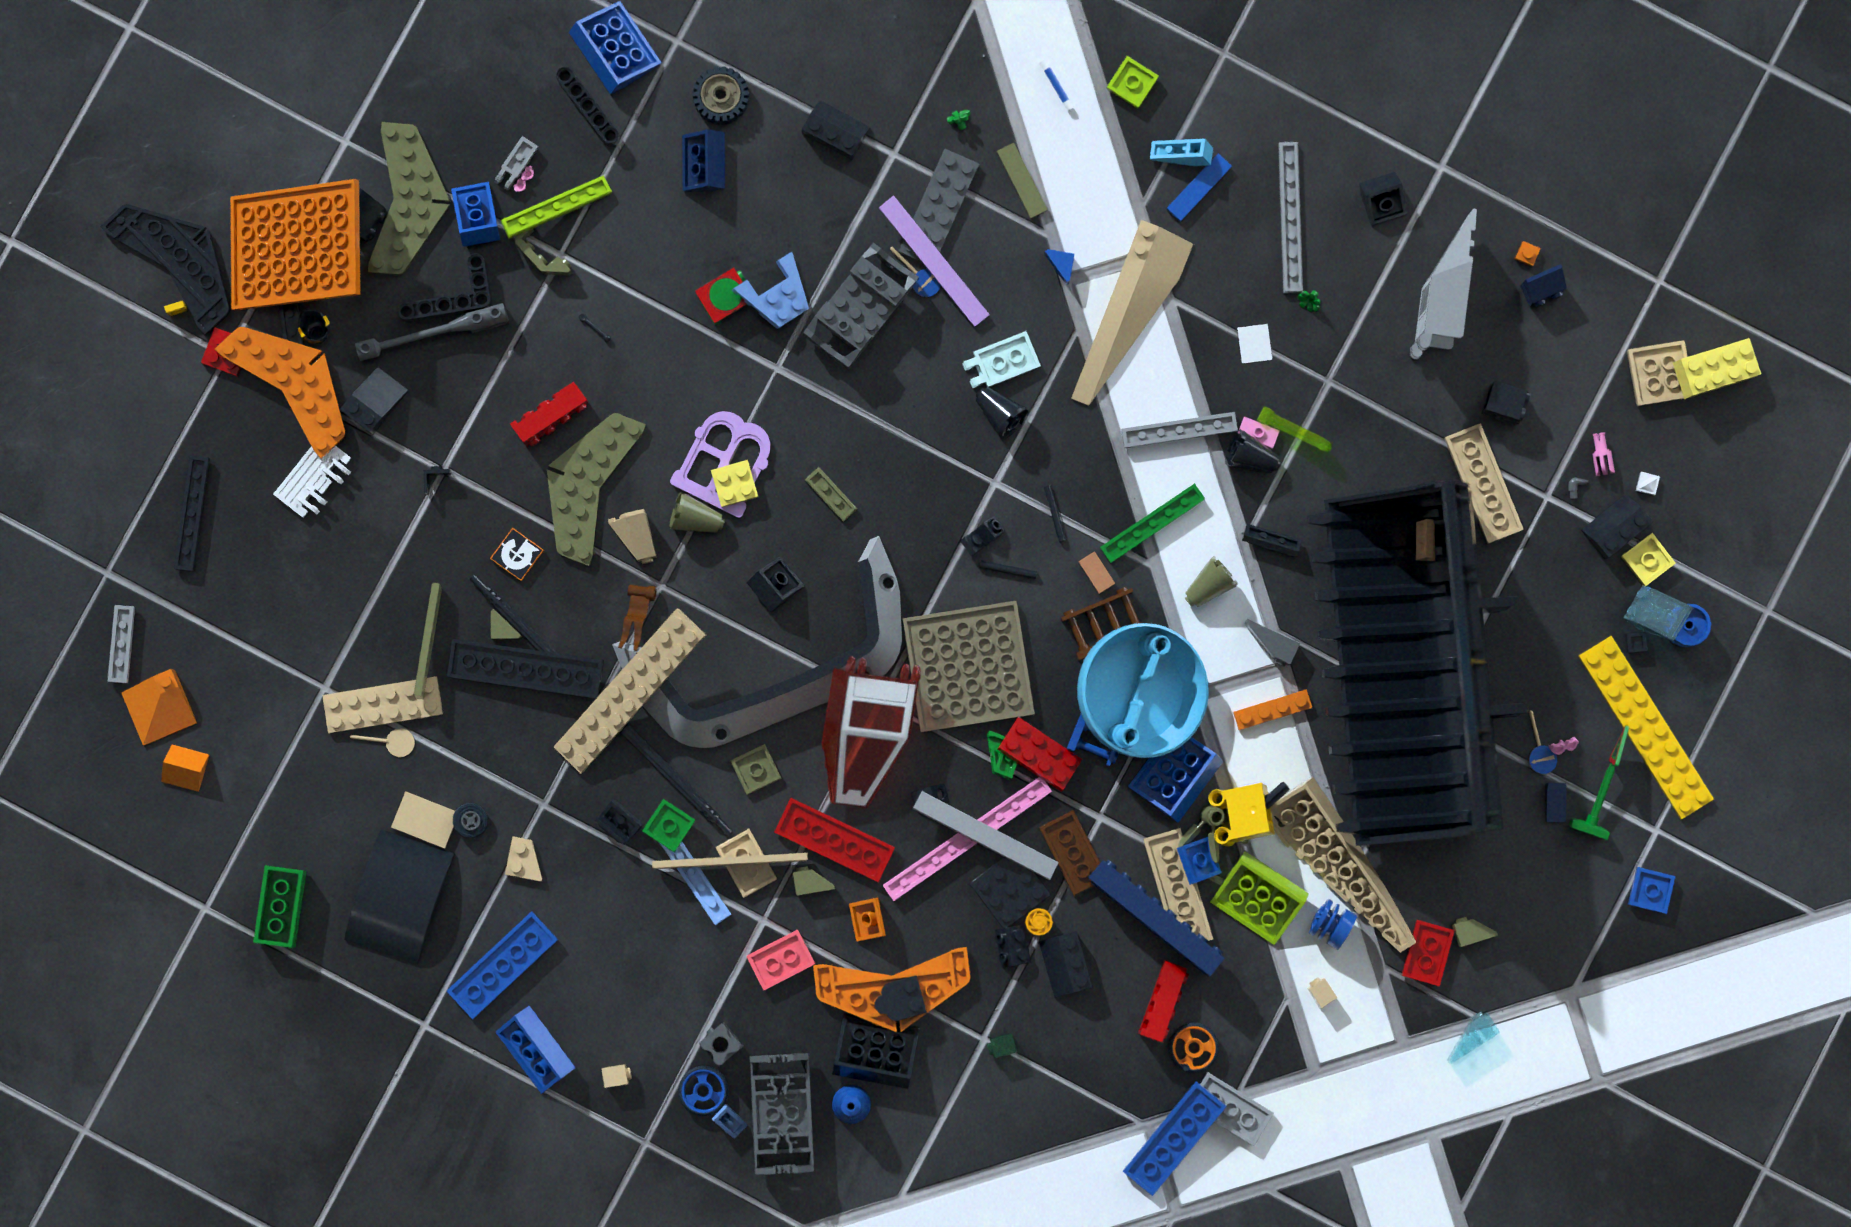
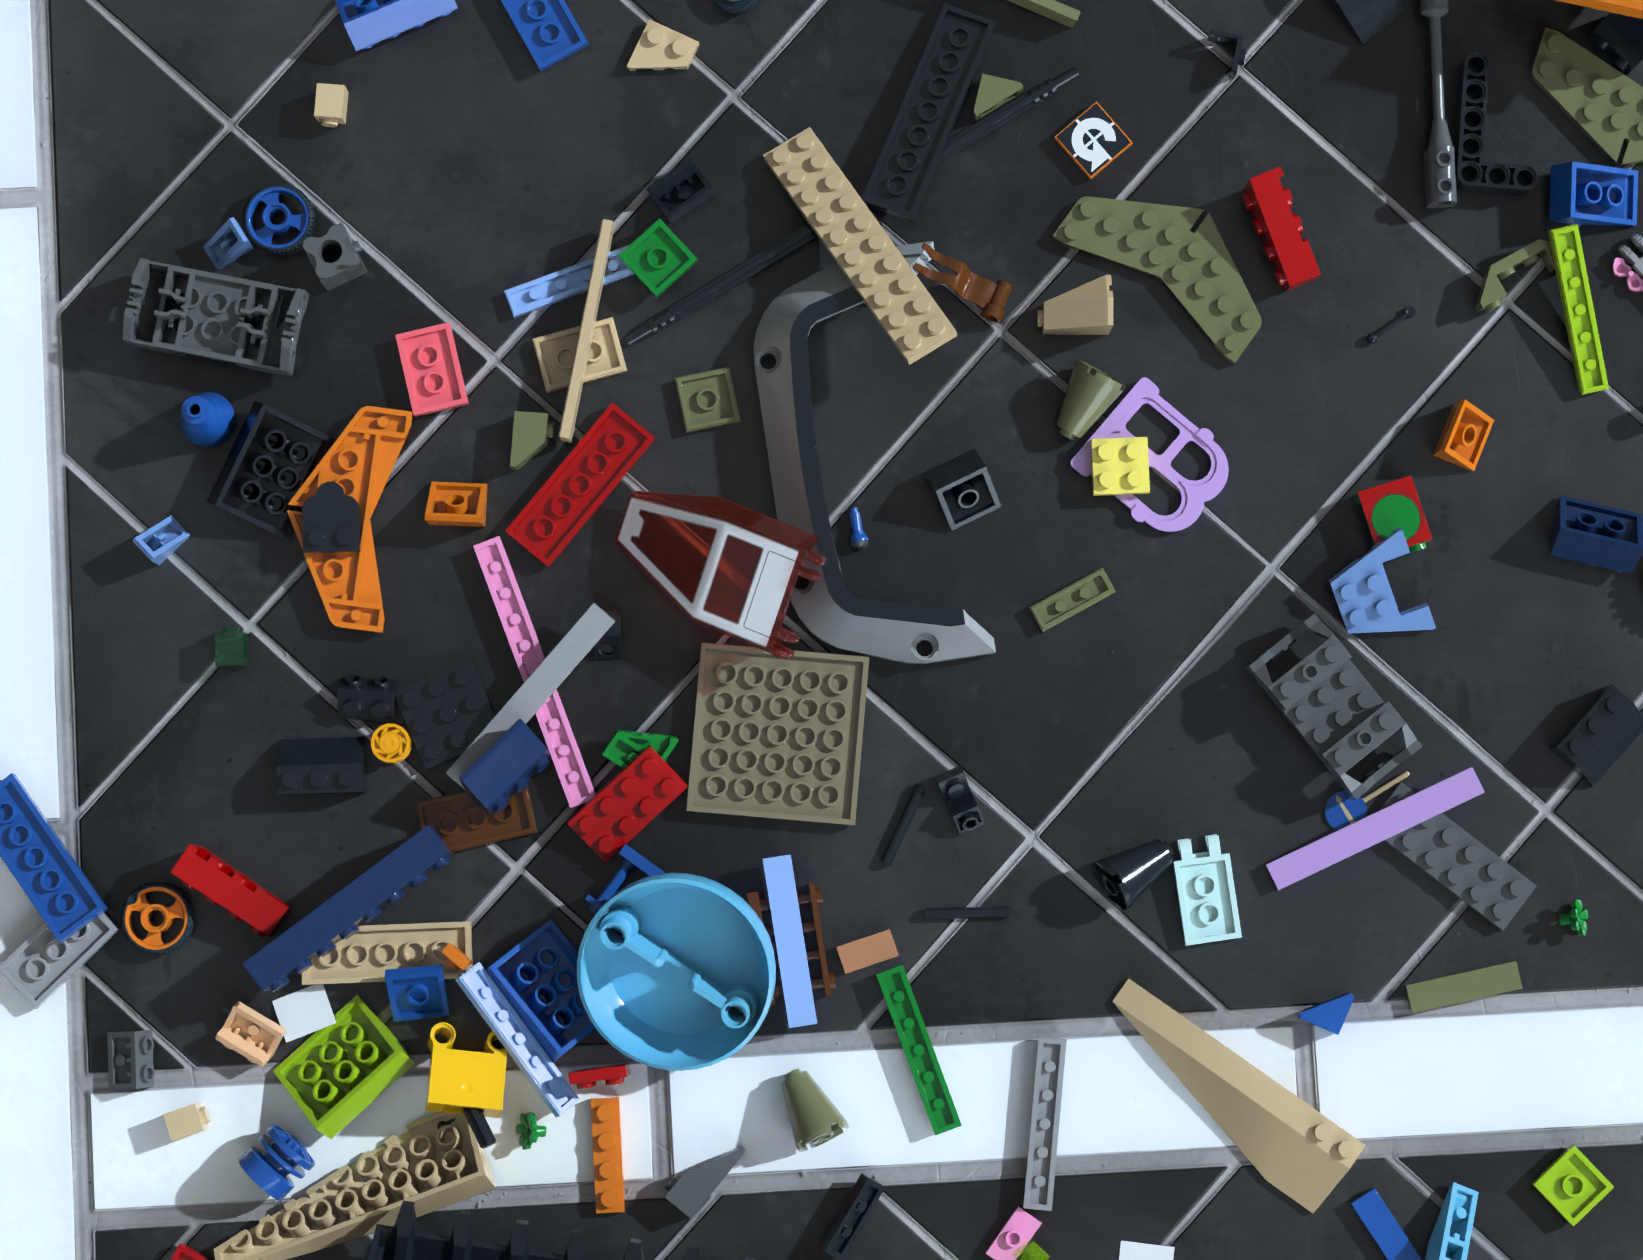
camera: 110 degrees right, 0 degrees up
(658, 263) = (1464, 435): none -> orange slope
(824, 645) = (858, 537): none -> blue piece
(940, 1111) = (161, 539): none -> medium blue slope
(1037, 838) = (505, 768): none -> dark blue slope
(1057, 86) = (1593, 1072): blue bar -> none
(1103, 624) = (789, 941): none -> light blue tile
(1170, 840) = (455, 957): none -> orange plate
(1212, 816) = (472, 1029): olive plant -> none
(1213, 786) = (517, 1039): none -> light blue tile
(1219, 718) = (611, 1074): none -> red plate
(1230, 934) = (304, 1012): none -> white sticker
(1251, 454) = (983, 1218): black cone -> none
(1254, 964) = (251, 1034): none -> light nougat bracket
(1270, 764) = (529, 1130): none -> green plant
(1291, 1041) = (130, 1059): none -> dark grey bracket

